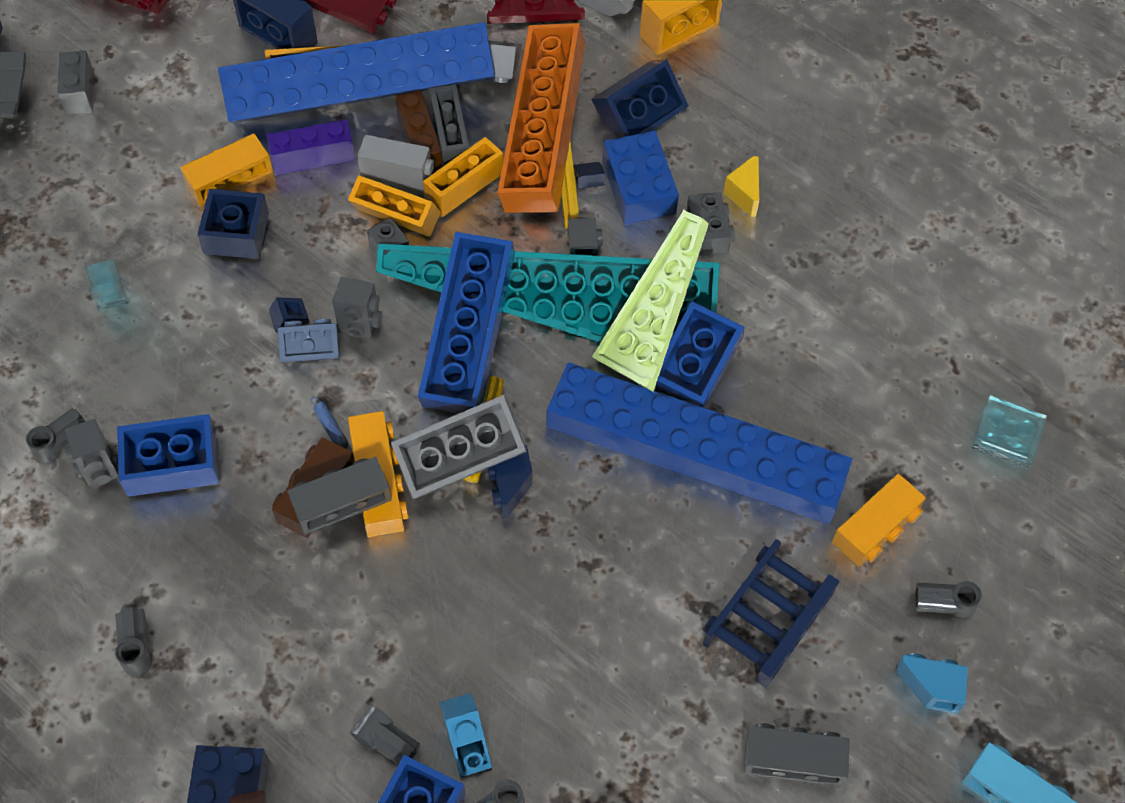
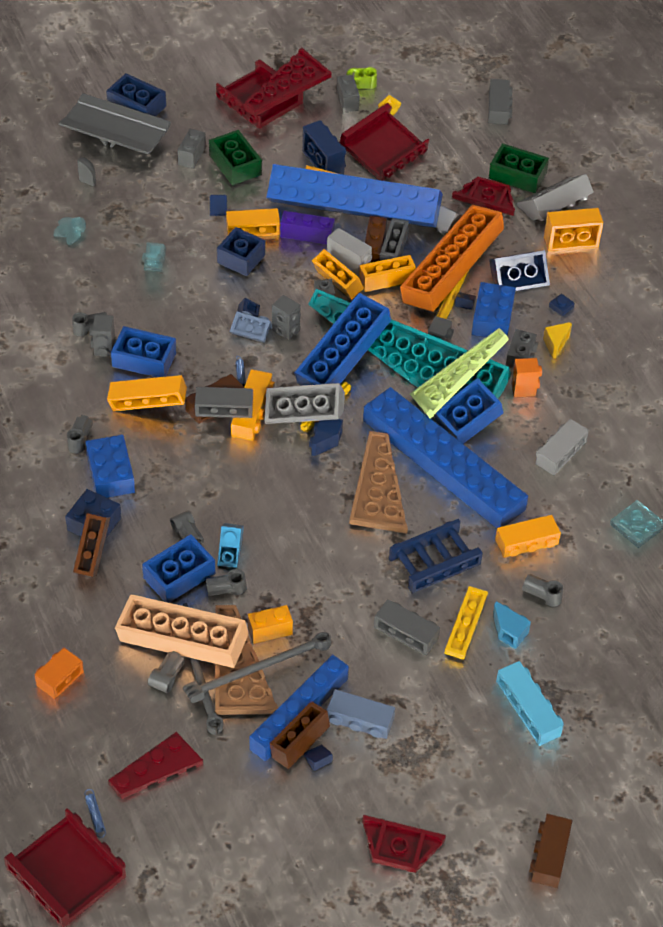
camera: 25 degrees right, 10 degrees down
(149, 73) = (235, 157): none -> dark green brick
(160, 159) = (218, 205): none -> dark blue slope
(208, 526) = (147, 393): none -> light orange brick
(211, 680) = (110, 466): none -> blue brick
(633, 541) = (378, 492): none -> medium nougat wing
(720, 130) = (561, 304): none -> dark blue plate
(743, 266) = (526, 377): none -> orange brick
(844, 354) = (561, 446): none -> light grey brick
(873, 706) = (466, 622): none -> yellow plate

